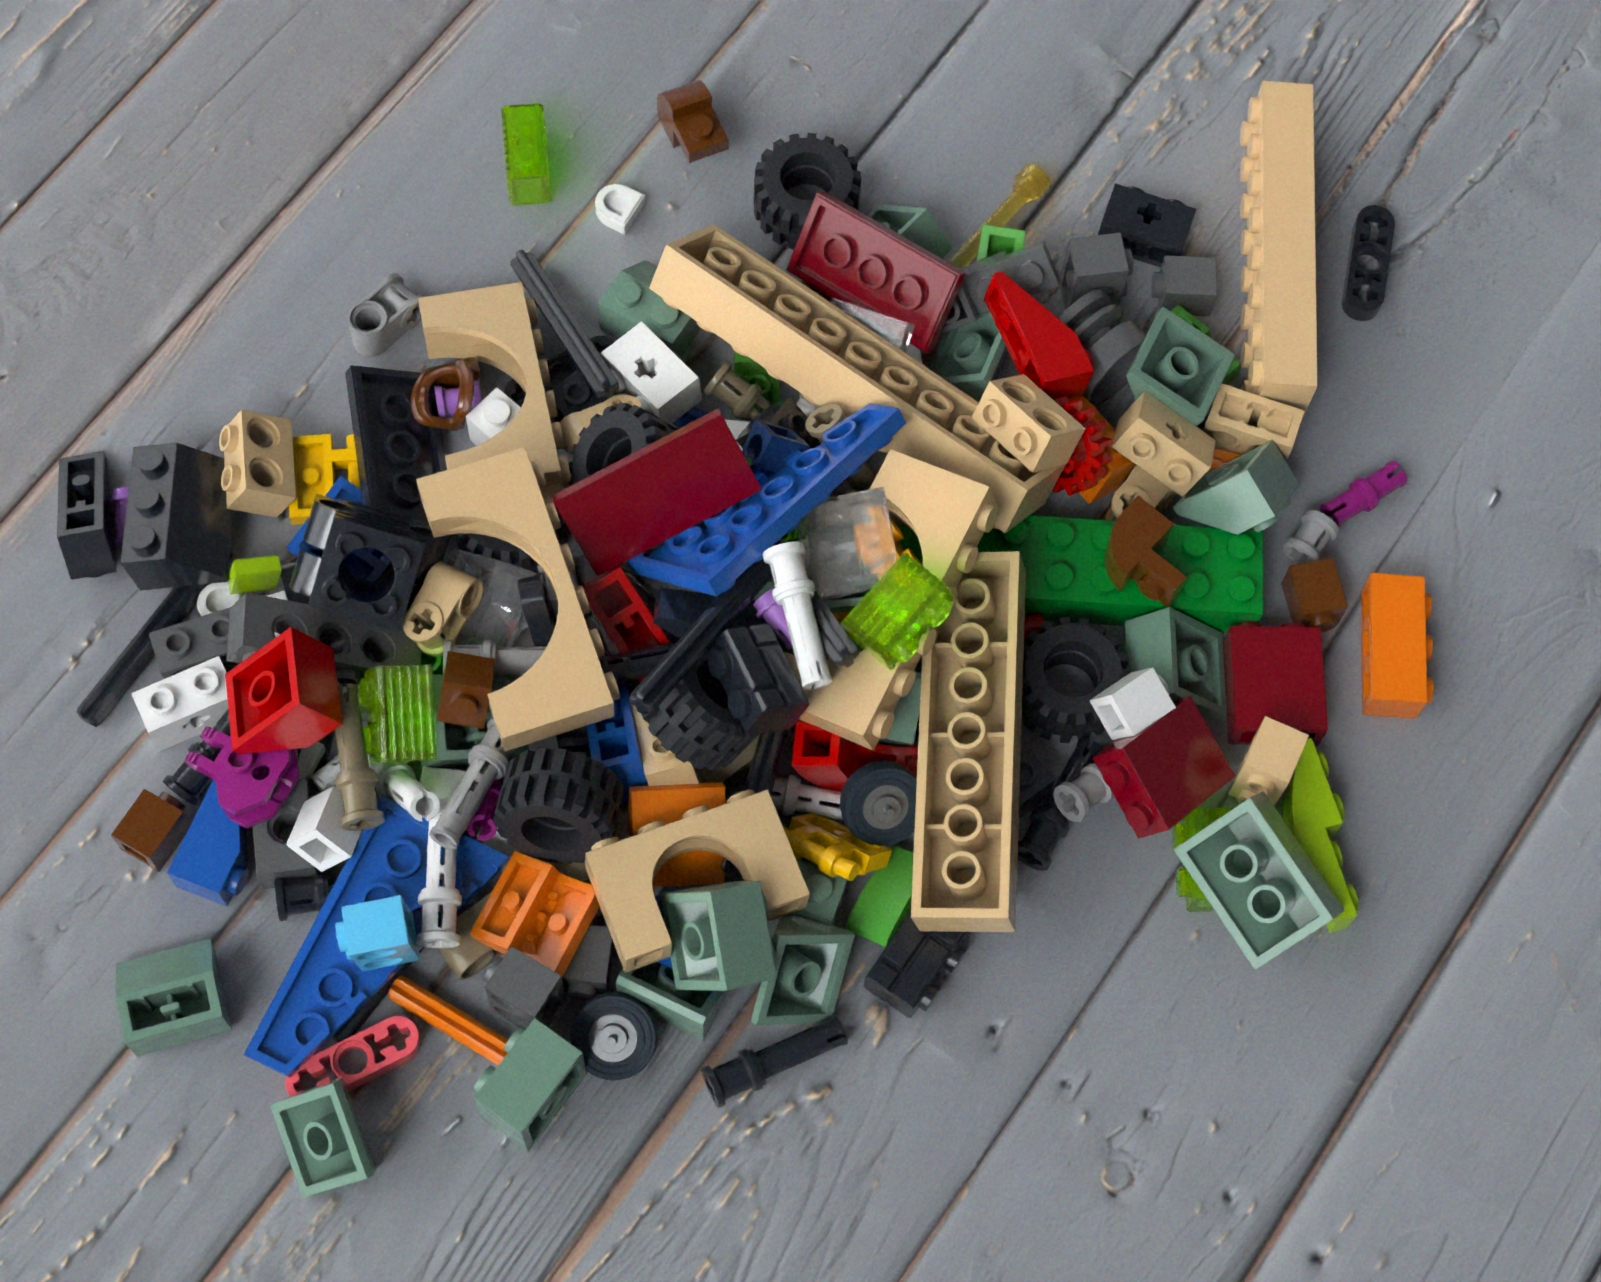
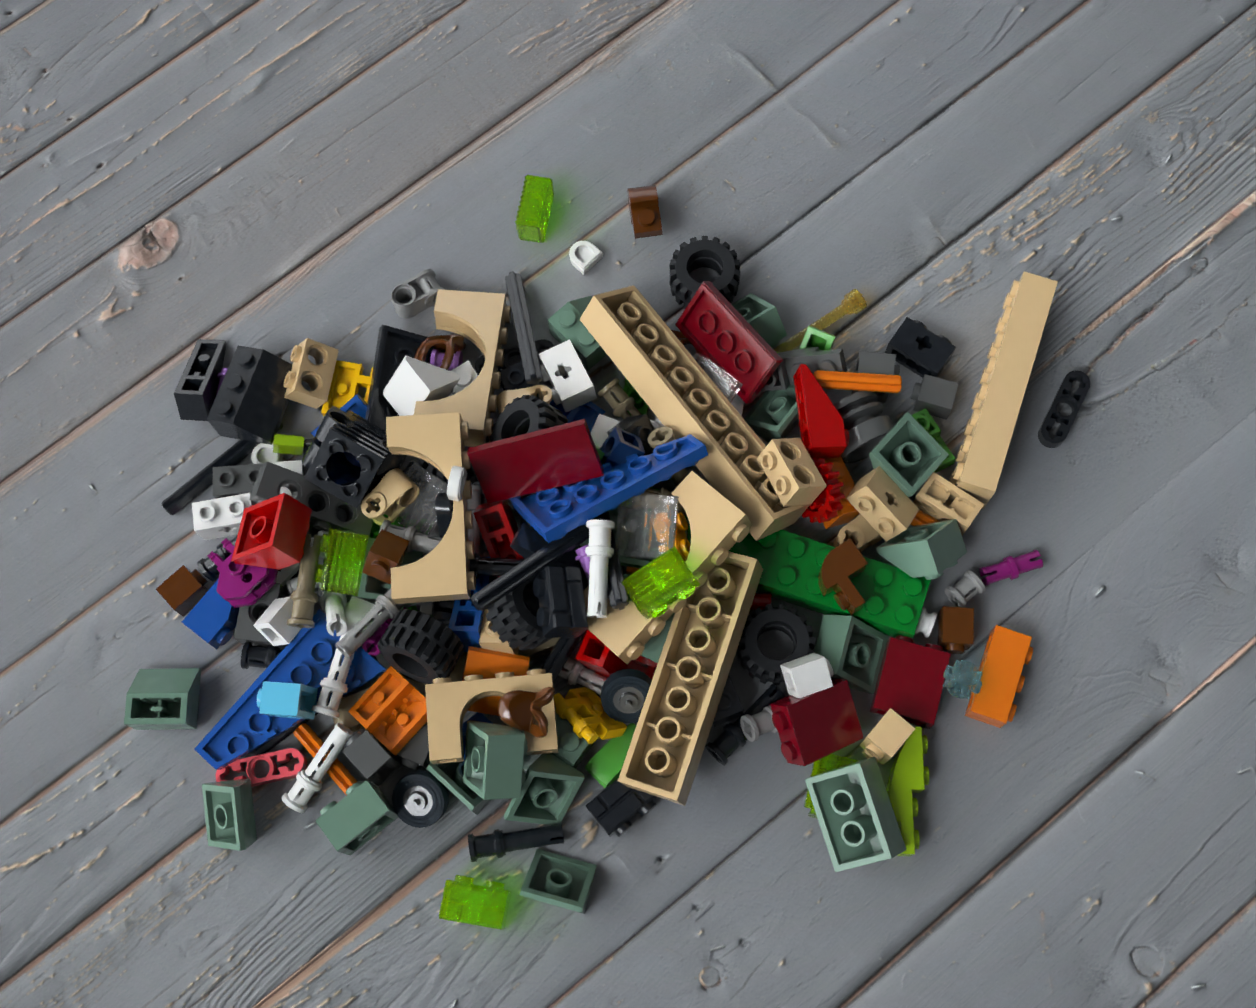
camera: 25 degrees right, 5 degrees up
(431, 430) = (418, 382): none -> white slope
(466, 973) = (313, 782): none -> white pin
(554, 546) = (456, 483): none -> white tile
(737, 848) = (522, 707): none -> reddish brown piece
(743, 1163) = (475, 903): none -> clear neon green brick
(858, 1101) = (559, 881): none -> sand green slope
(1083, 280) = (859, 381): none -> orange axle
(1273, 598) = (926, 622): none -> white bush
(1349, 656) = (962, 679): none -> clear light blue gear

